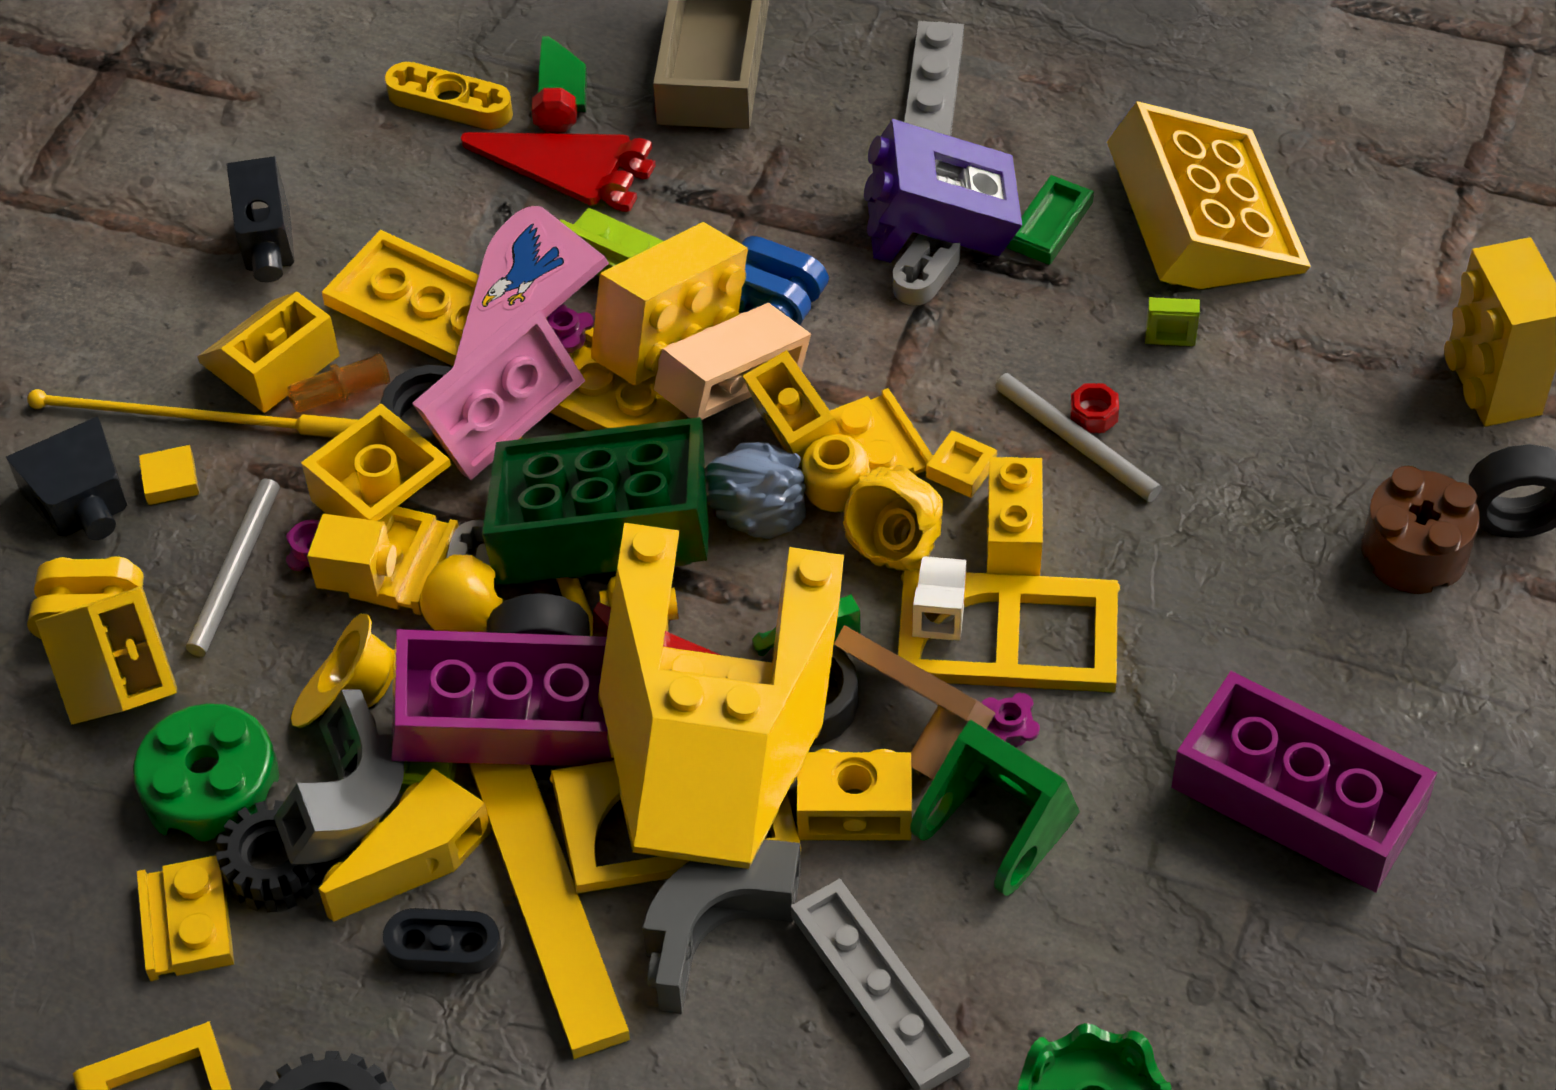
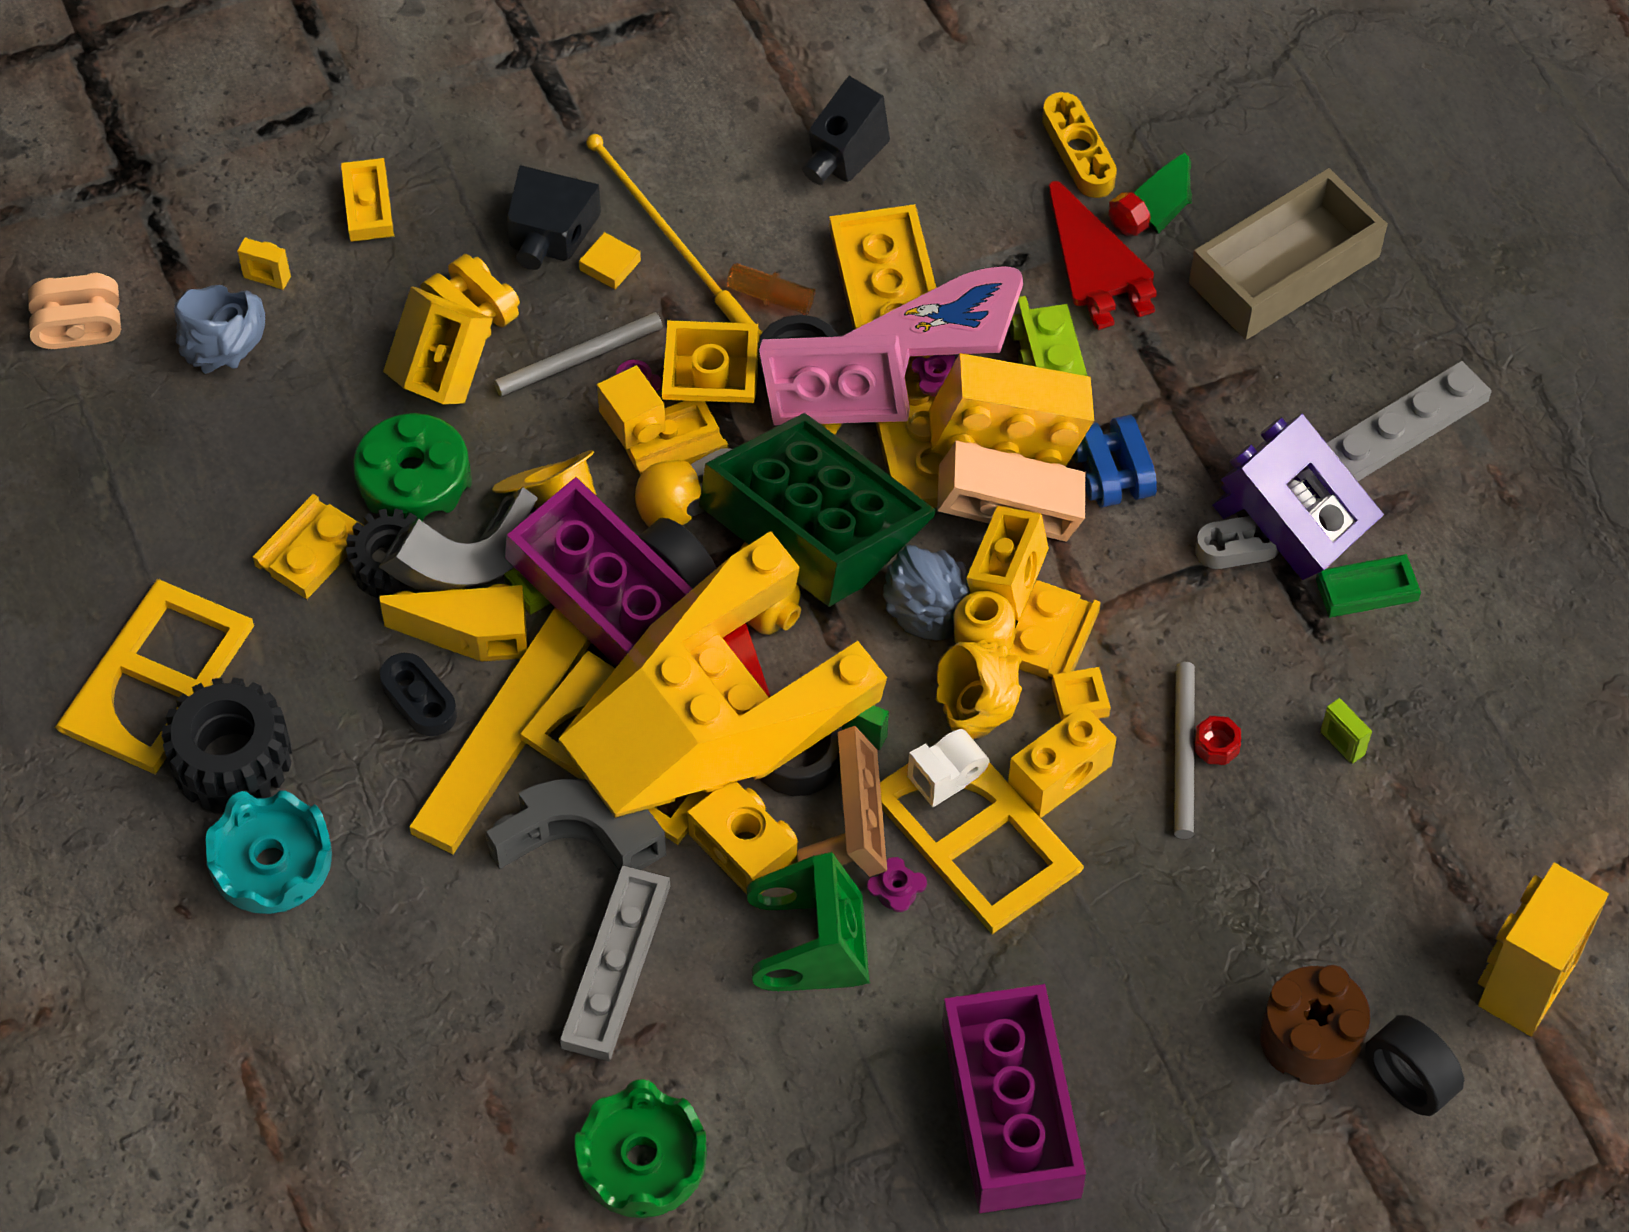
camera: 45 degrees right, 5 degrees up
(273, 349) = (753, 232): yellow slope -> none
(1204, 199) = (1490, 669): yellow slope -> none

